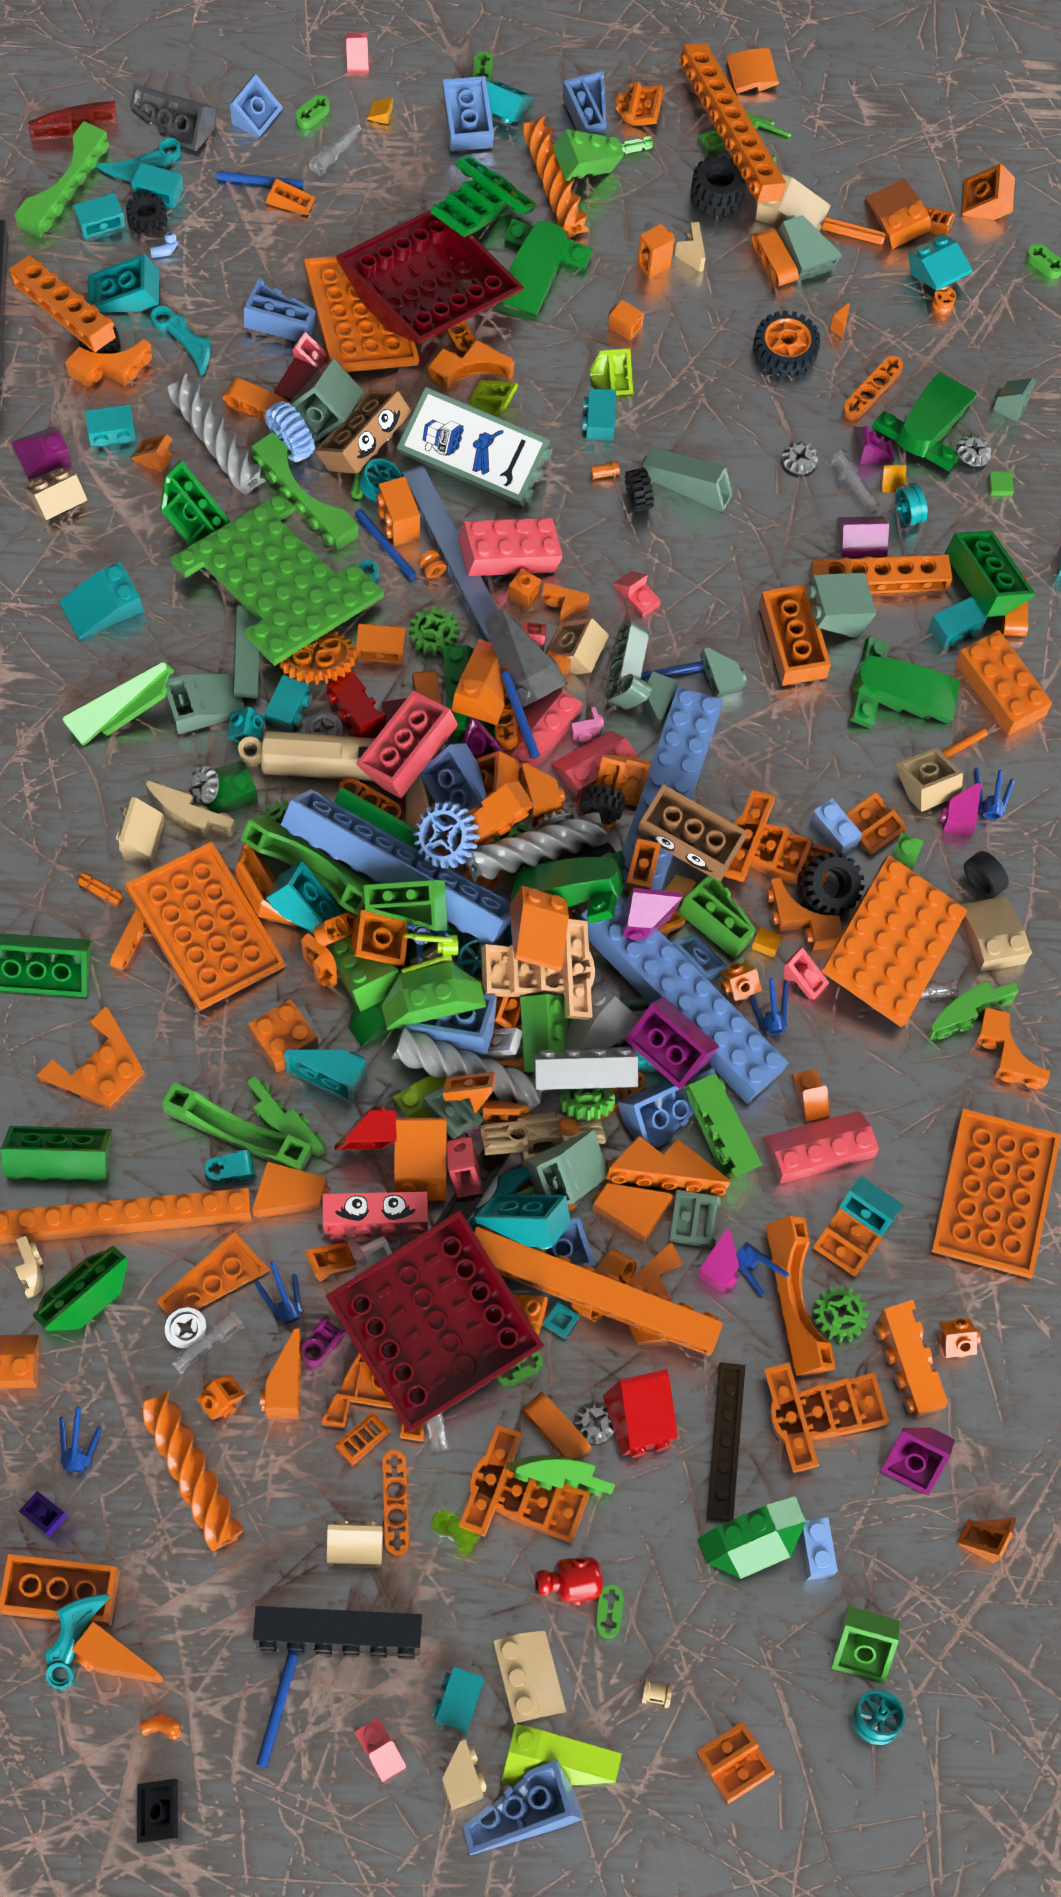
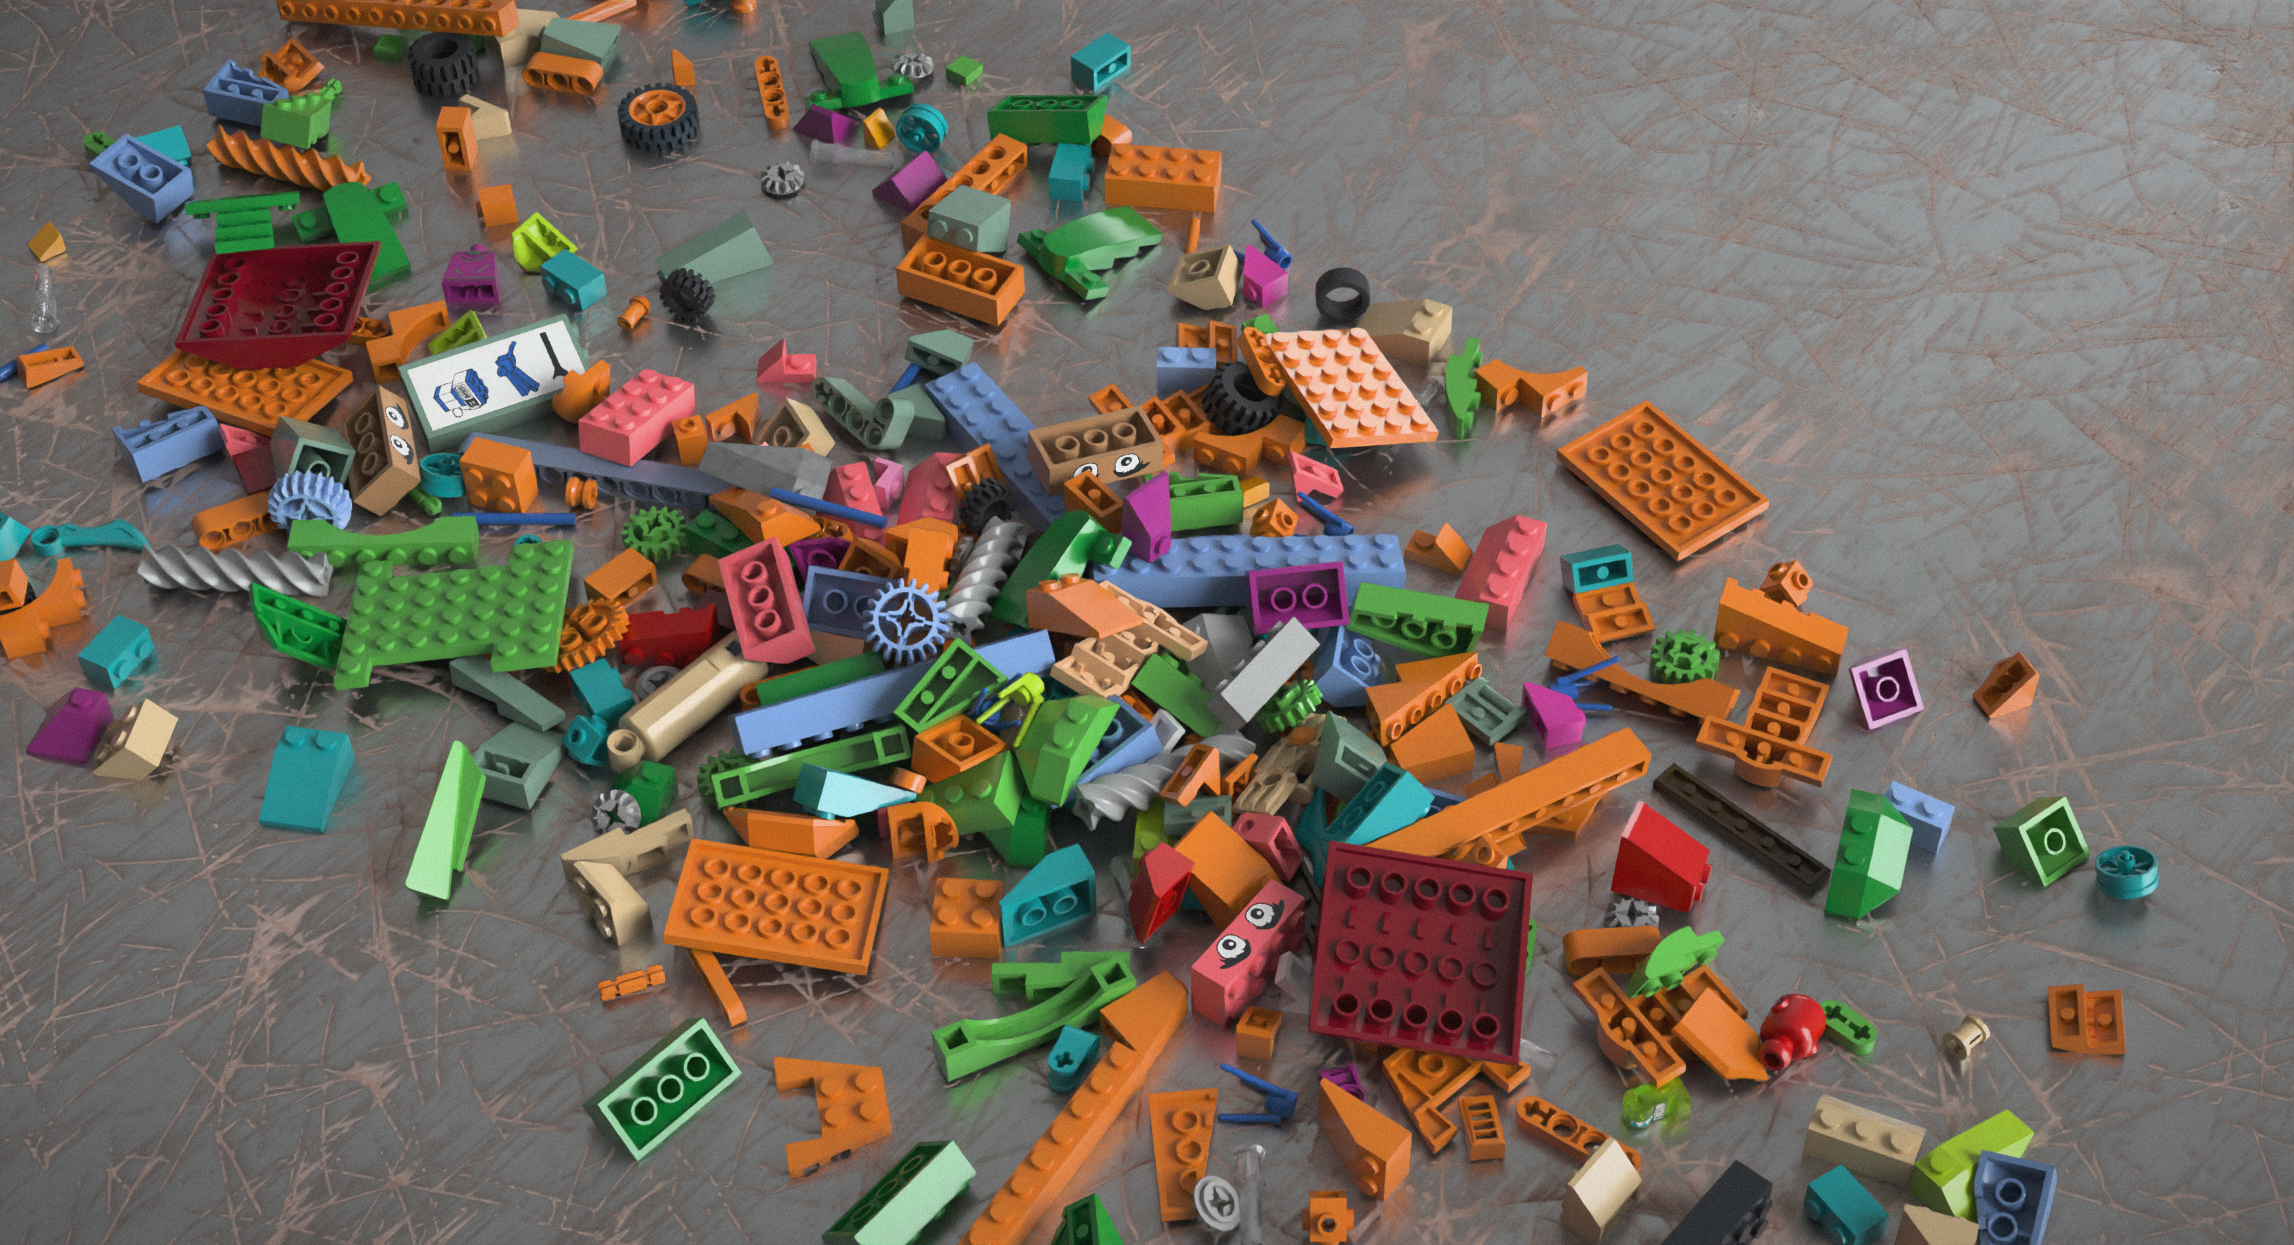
camera: 45 degrees left, 20 degrees down
(153, 452) = (190, 633): orange slope -> none
(503, 504) = (582, 392): none -> orange slope
(530, 1540) = (1721, 1038): none -> orange tile
(554, 357) = (471, 277): none -> magenta torso
(855, 878) = (1261, 361): none -> orange beam

